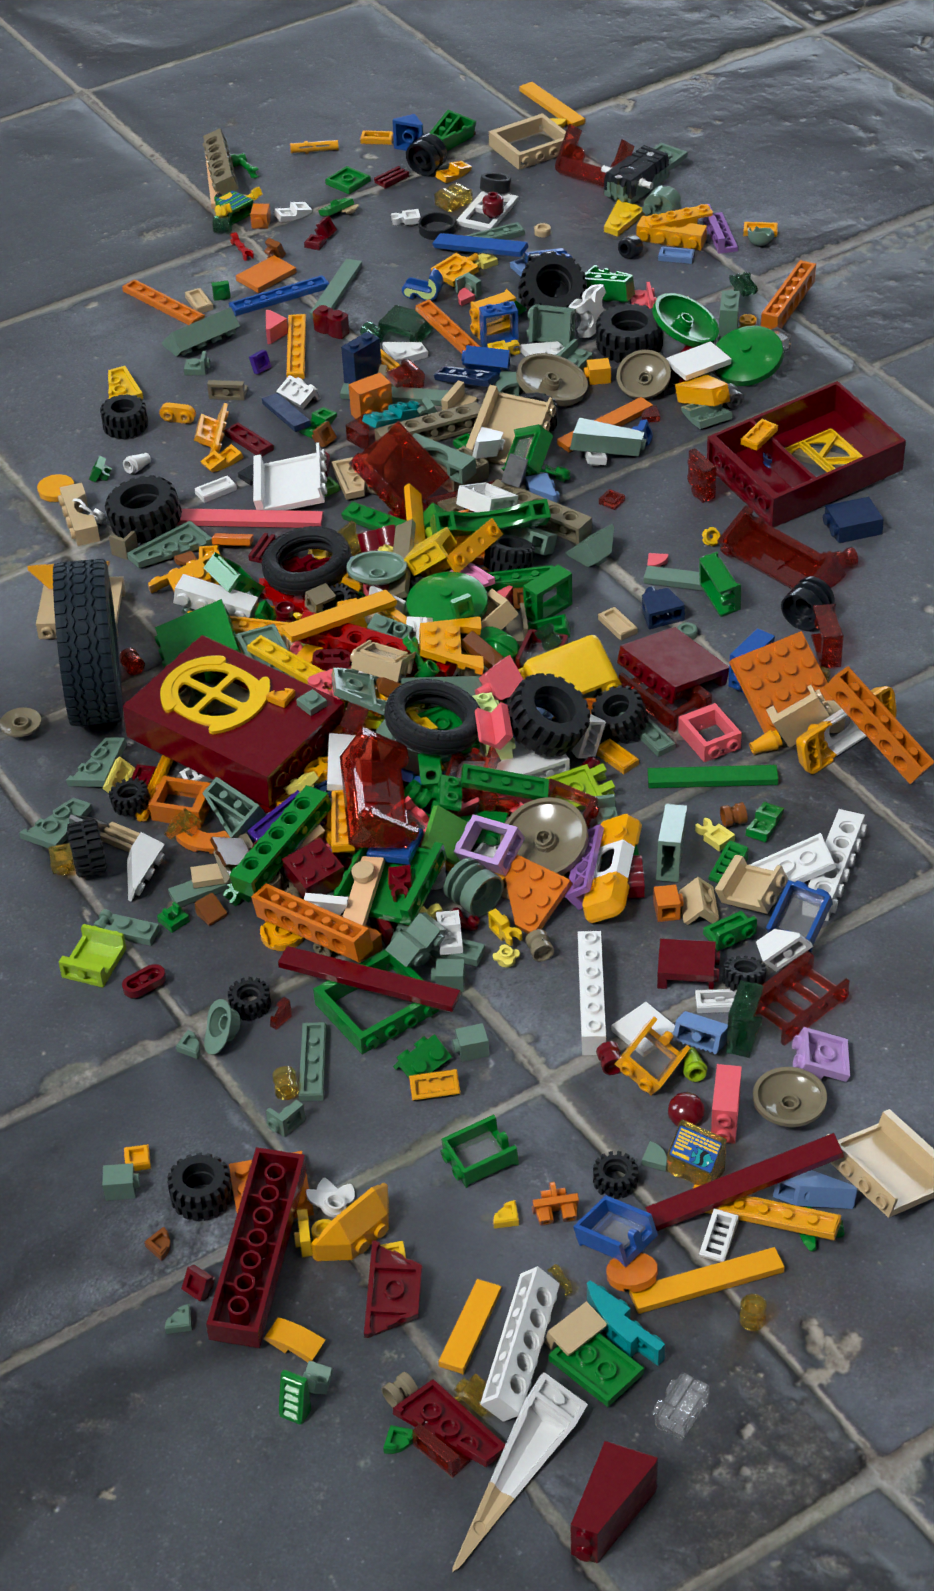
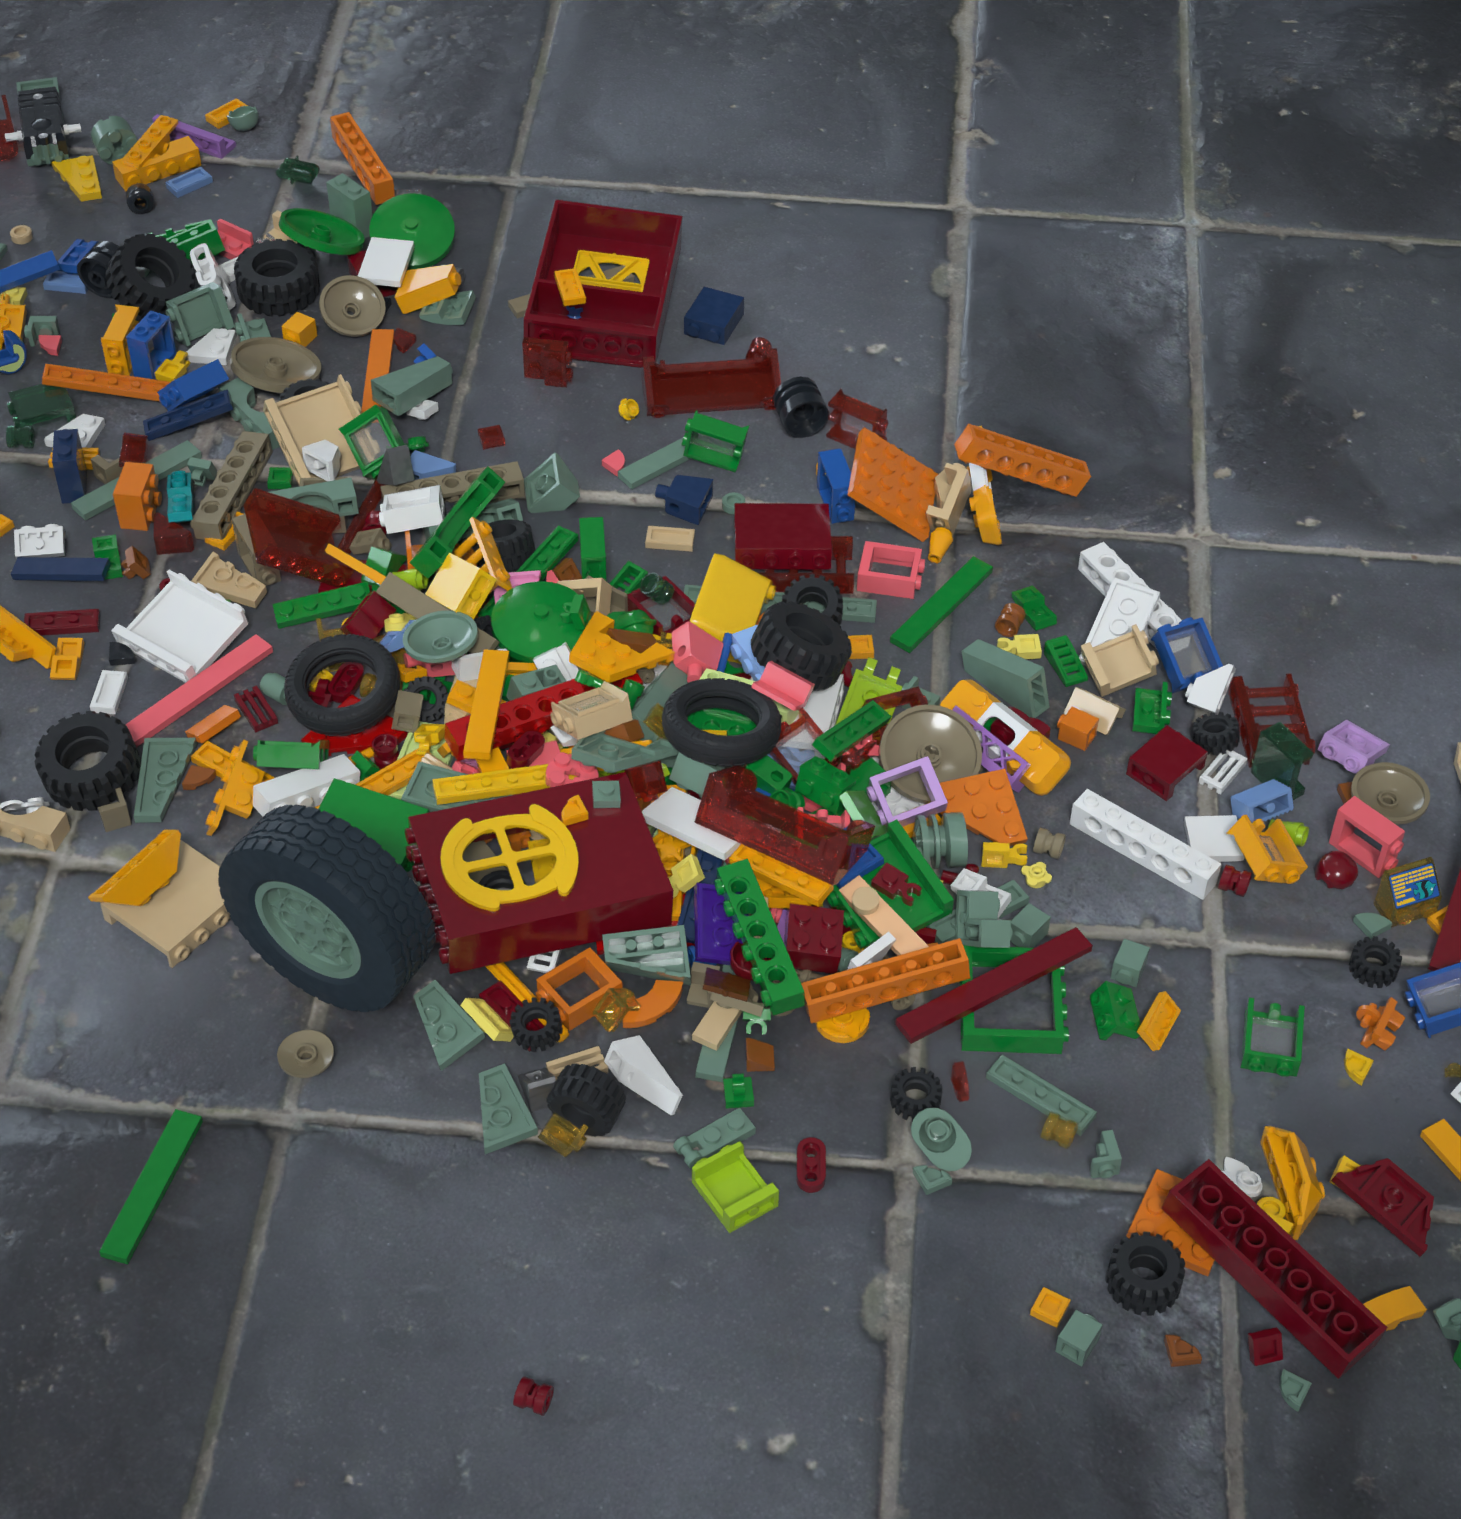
camera: 55 degrees left, 5 degrees up
(456, 397) = (212, 445): tan panel -> none

